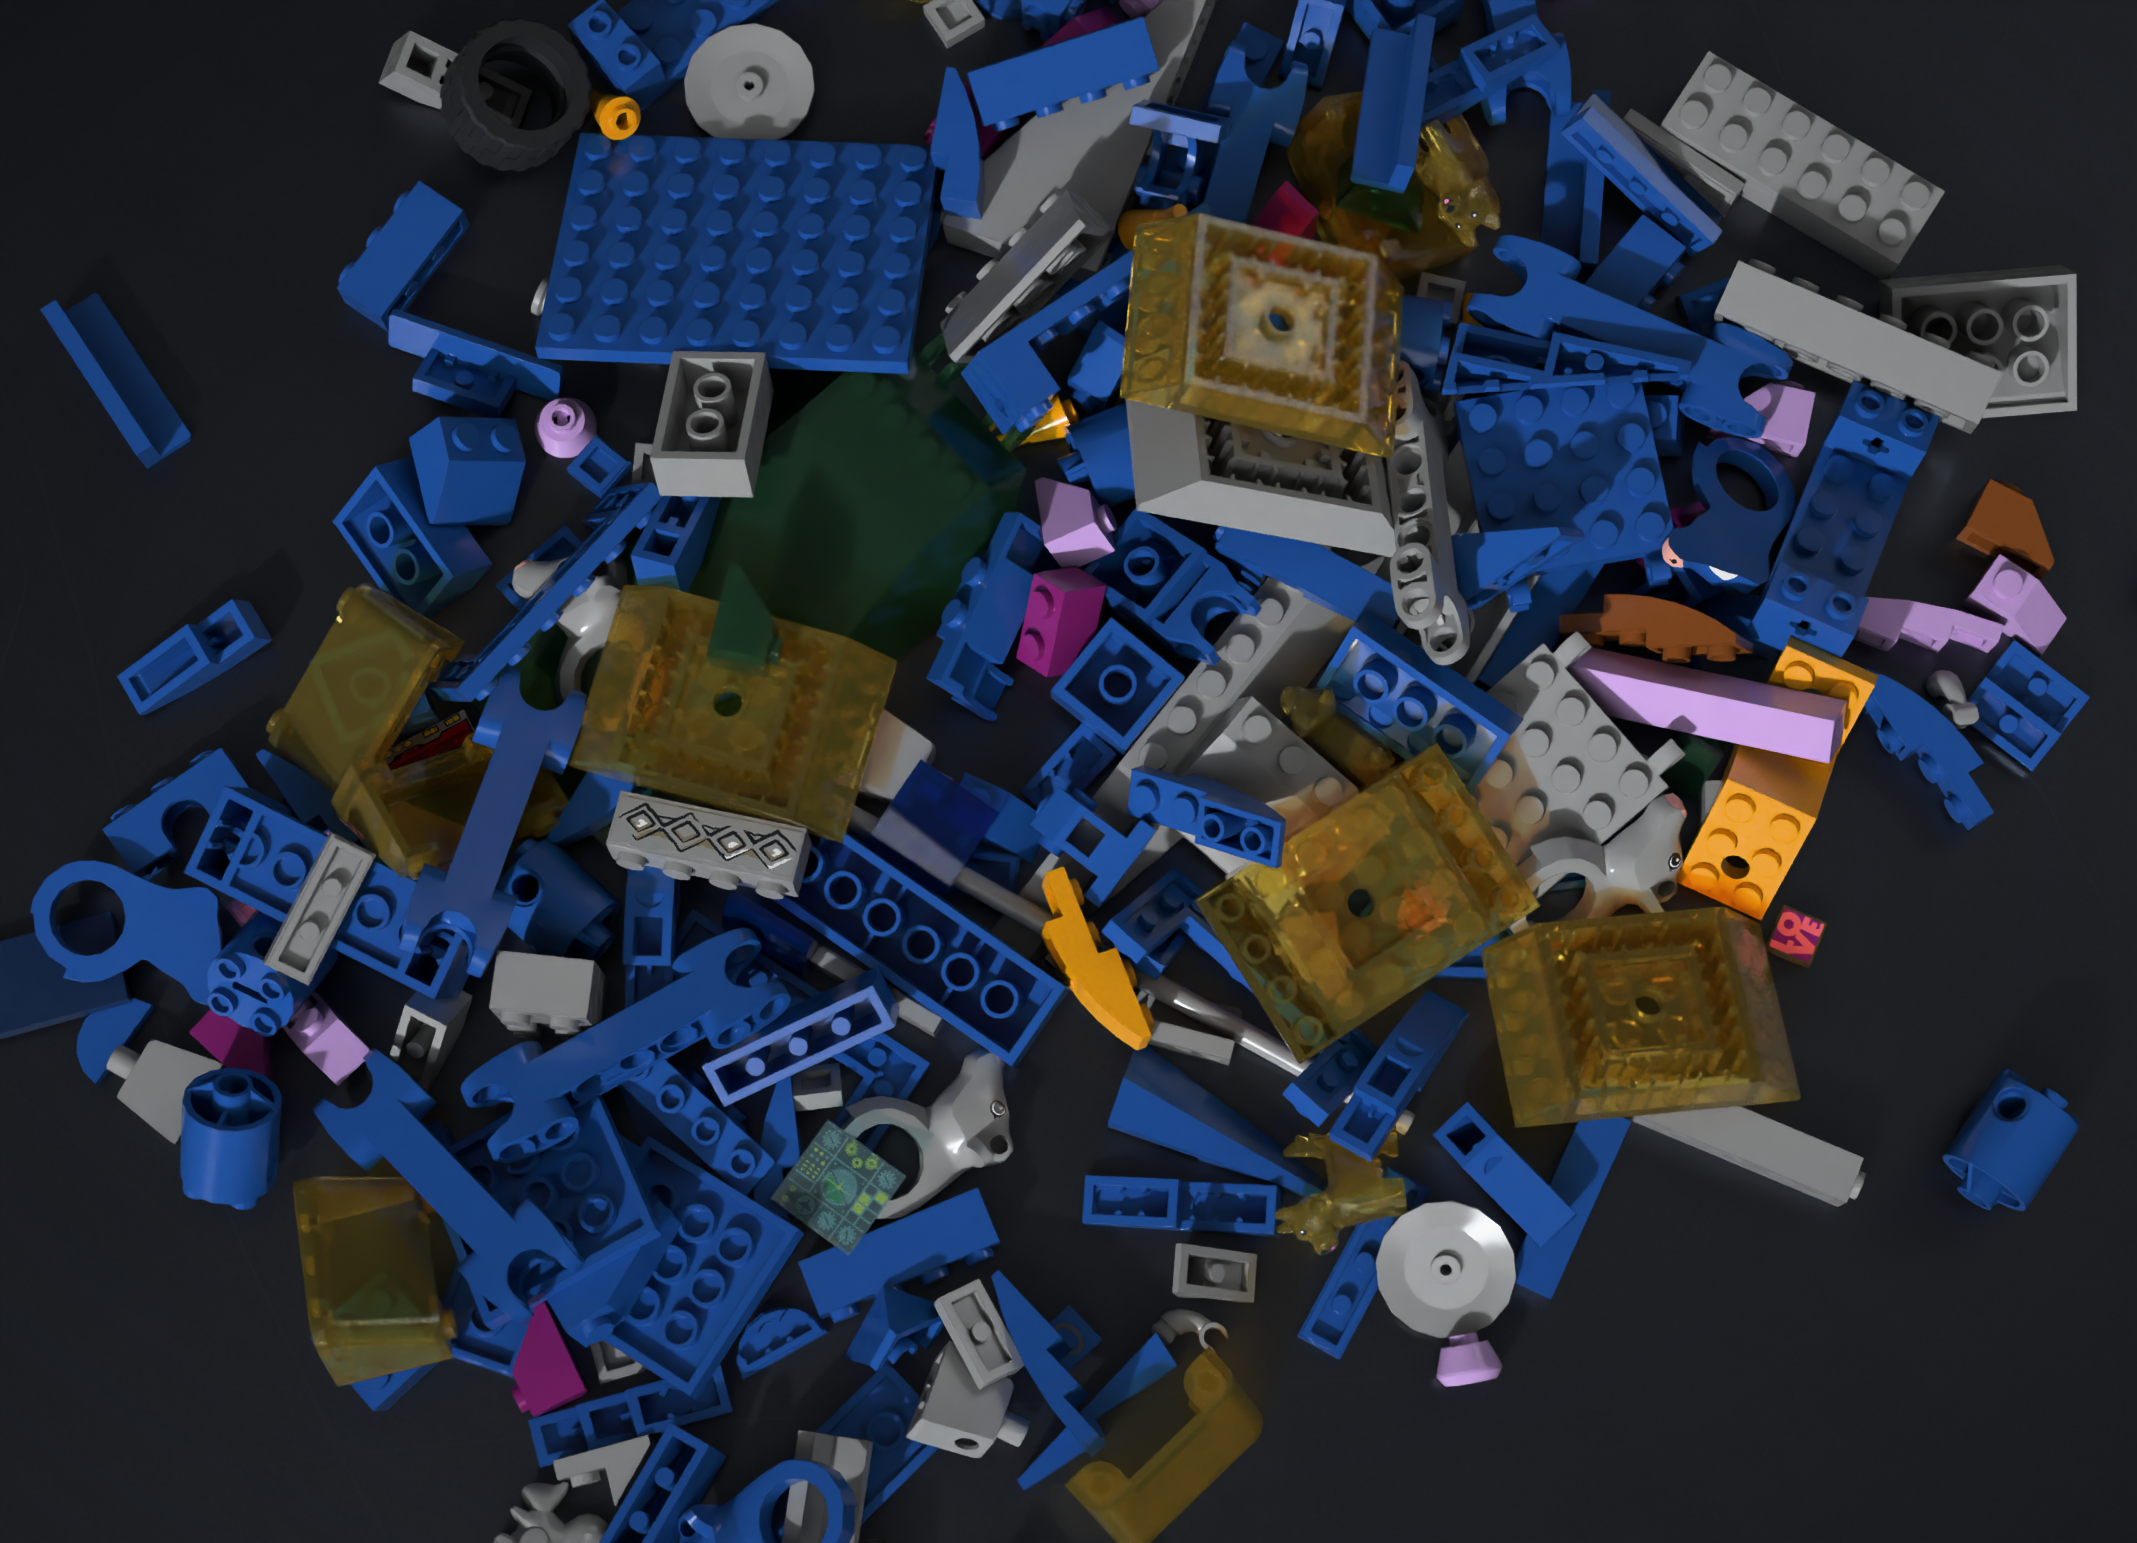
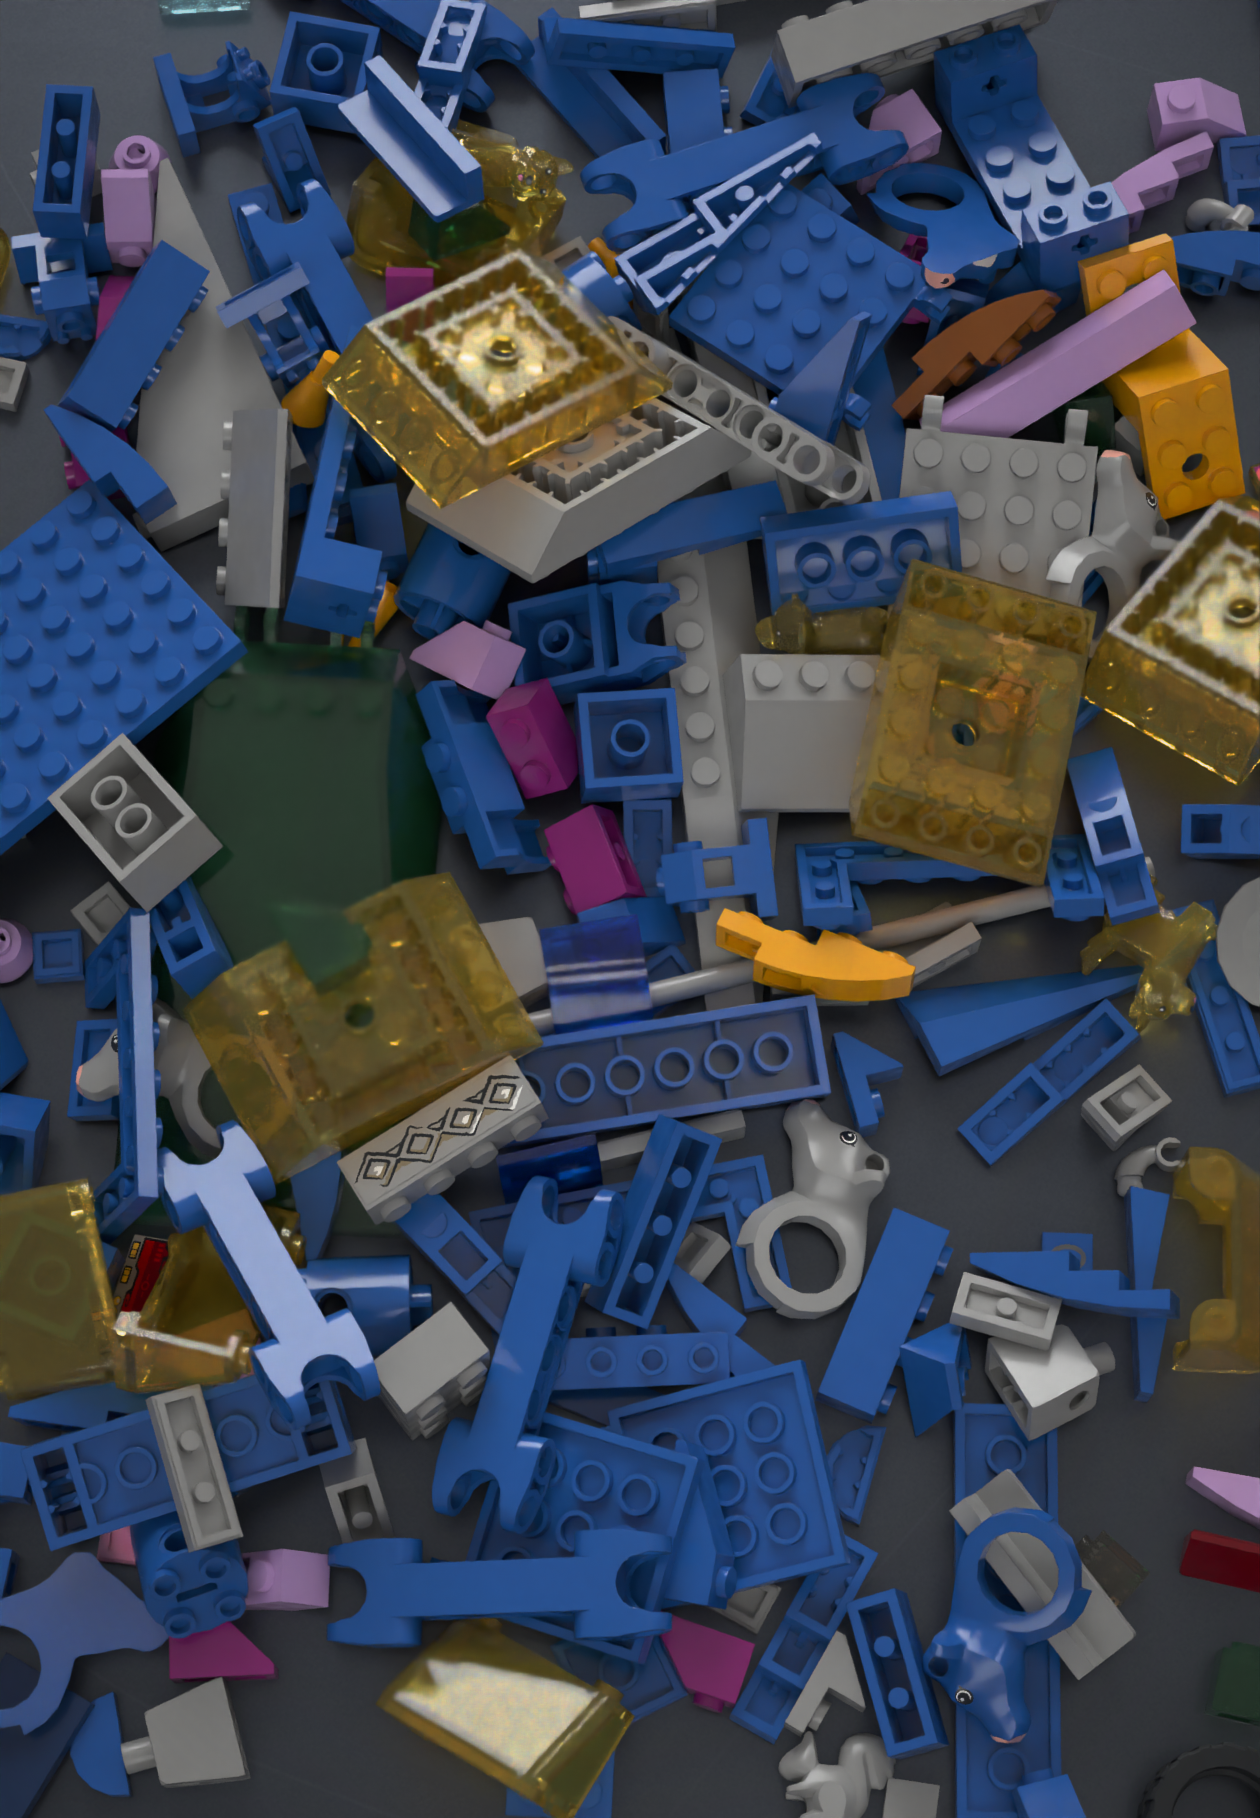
camera: 45 degrees left, 5 degrees down
(230, 1137) = (287, 1722): blue cylinder -> none
(838, 1187) = (794, 1304): clear light blue tile -> none
(1019, 746) = (592, 859): none -> magenta brick
(1054, 1067) = (858, 1069): none -> blue slope
(1211, 812) = (799, 762): blue slope -> none
(2007, 525) = (1132, 62): dark orange slope -> none

